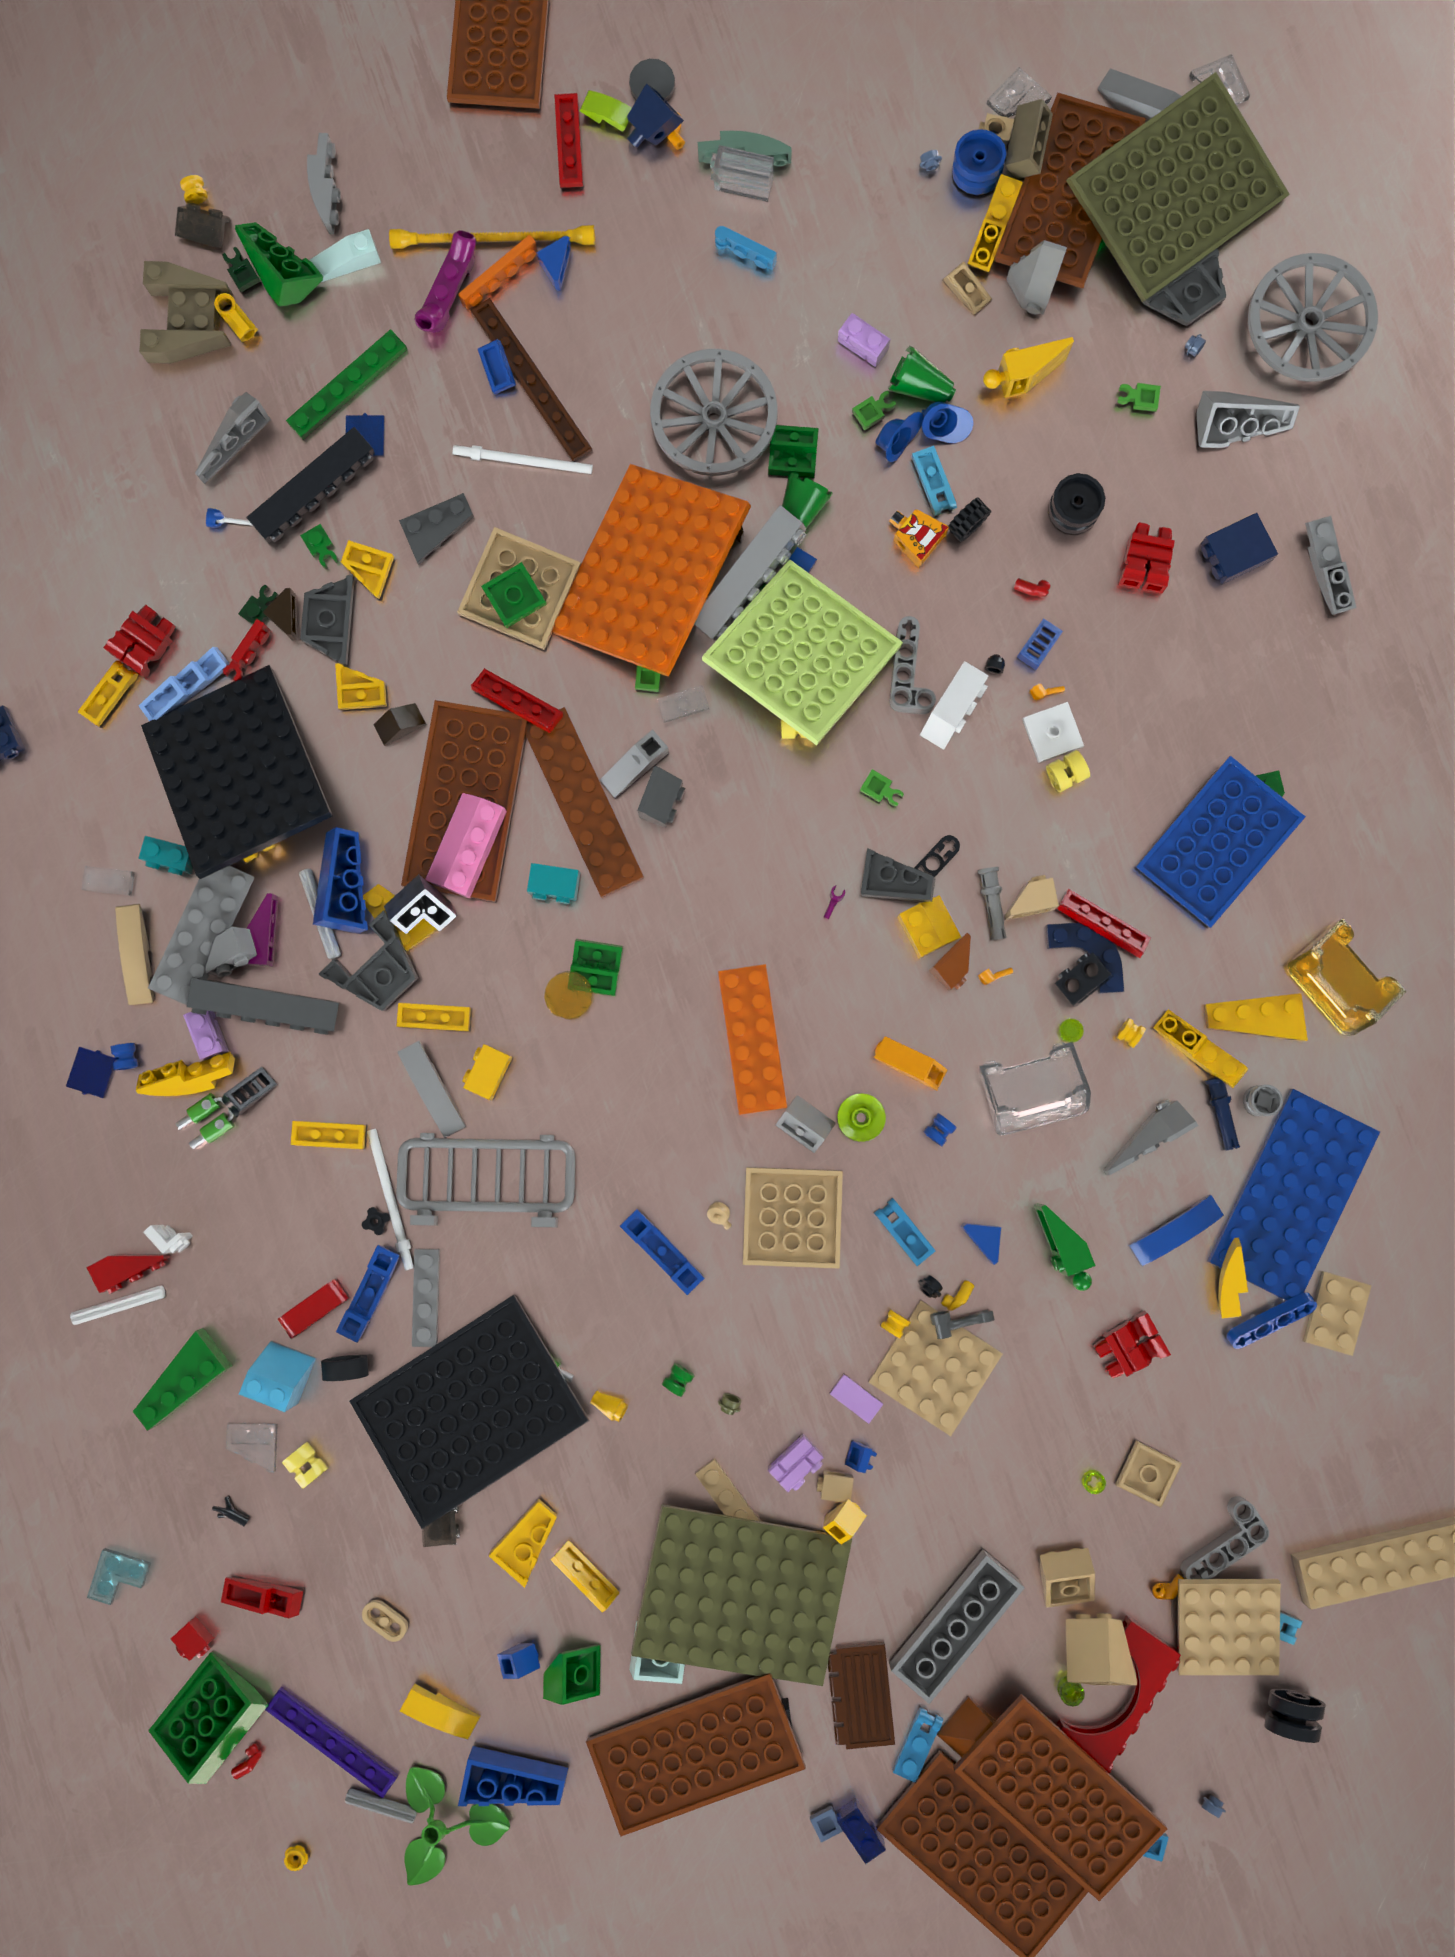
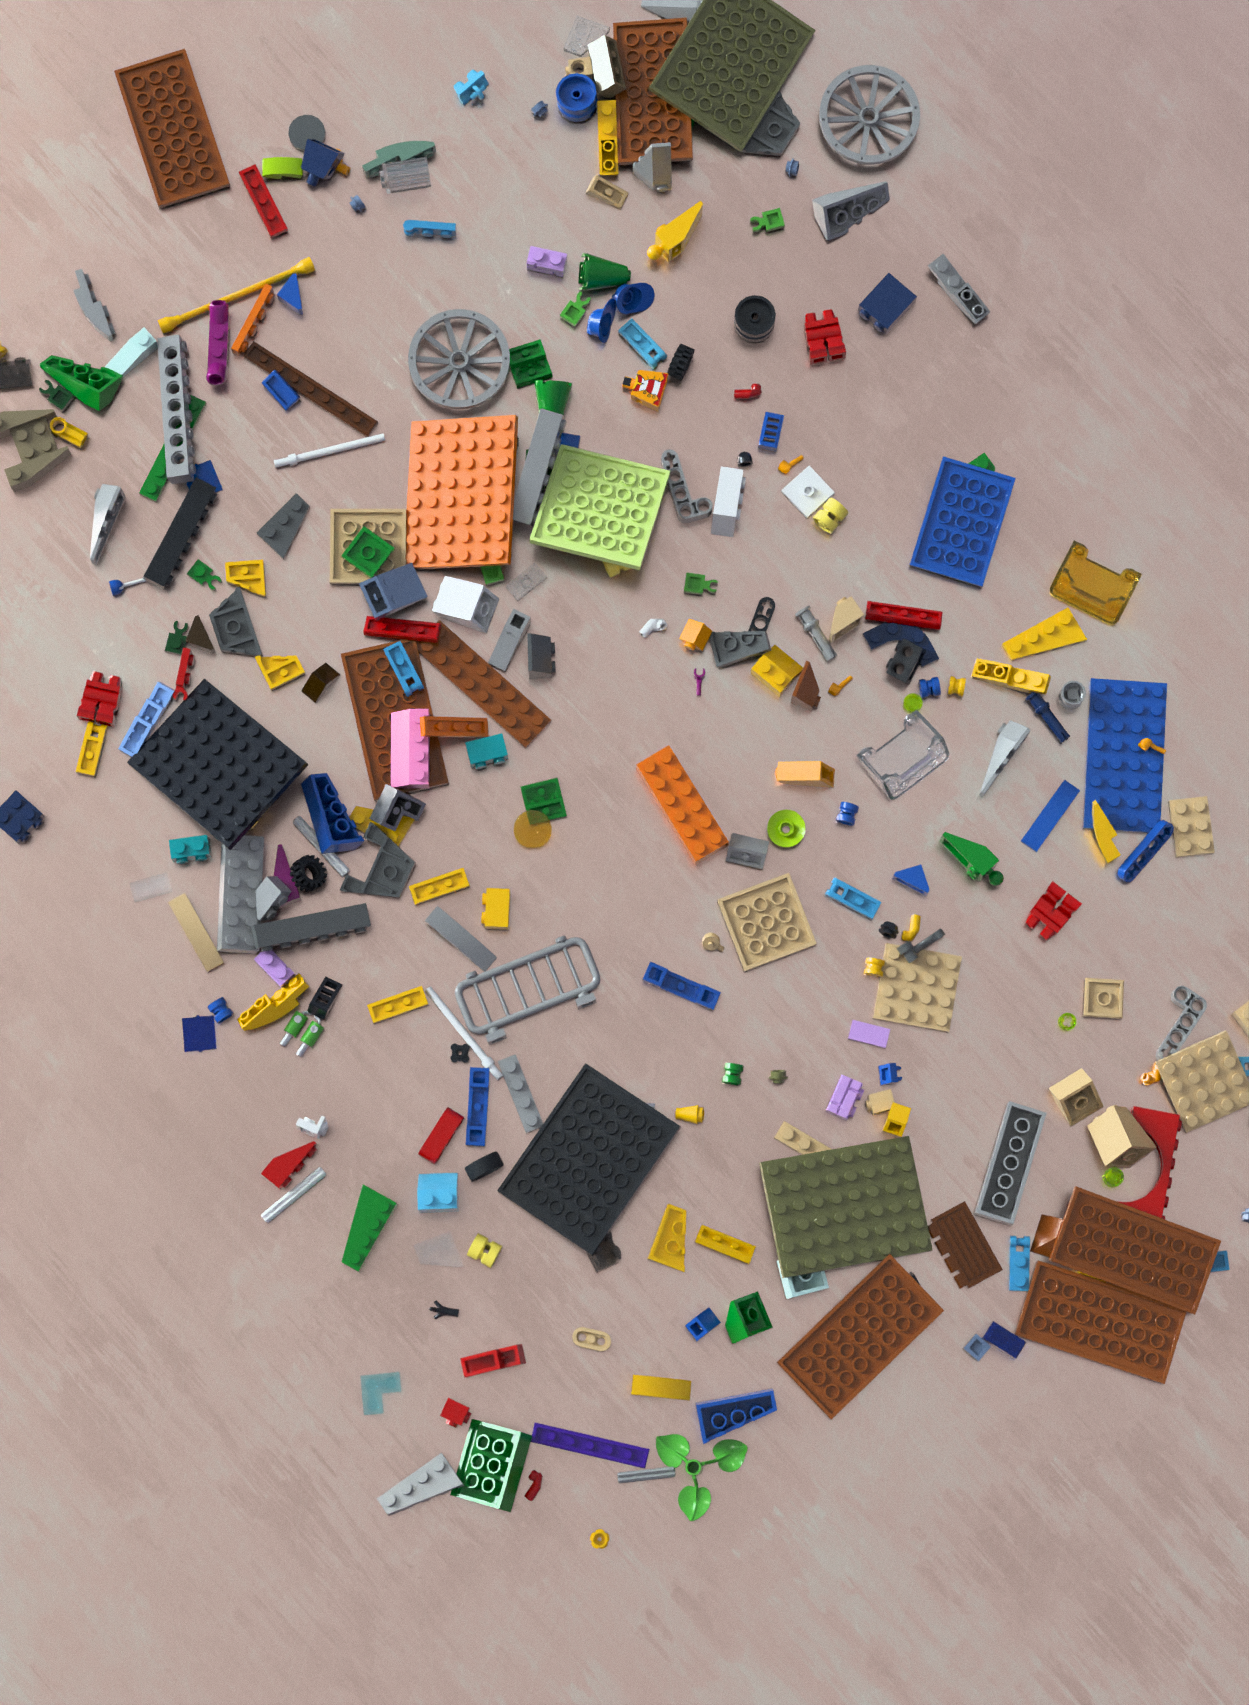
camera: 30 degrees left, 5 degrees down
(121, 1707) = (427, 1482): none -> wing
(276, 945) = (301, 878): none -> black tyre
(369, 322) = (167, 348): none -> light grey brick
(497, 746) = (403, 667): none -> dark azure plate
(522, 651) = (393, 591): none -> sand blue slope
(524, 839) = (454, 727): none -> orange plate
(602, 701) = (465, 603): none -> white slope
(674, 186) = (357, 203): none -> sand blue plate
(809, 815) = (653, 625): none -> white arm
(851, 847) = (695, 635): none -> light orange brick
(863, 103) = (473, 88): none -> medium azure hips
(1098, 1021) = (925, 690): none -> blue wheel
(1326, 1195) = (1146, 743): none -> light orange hand

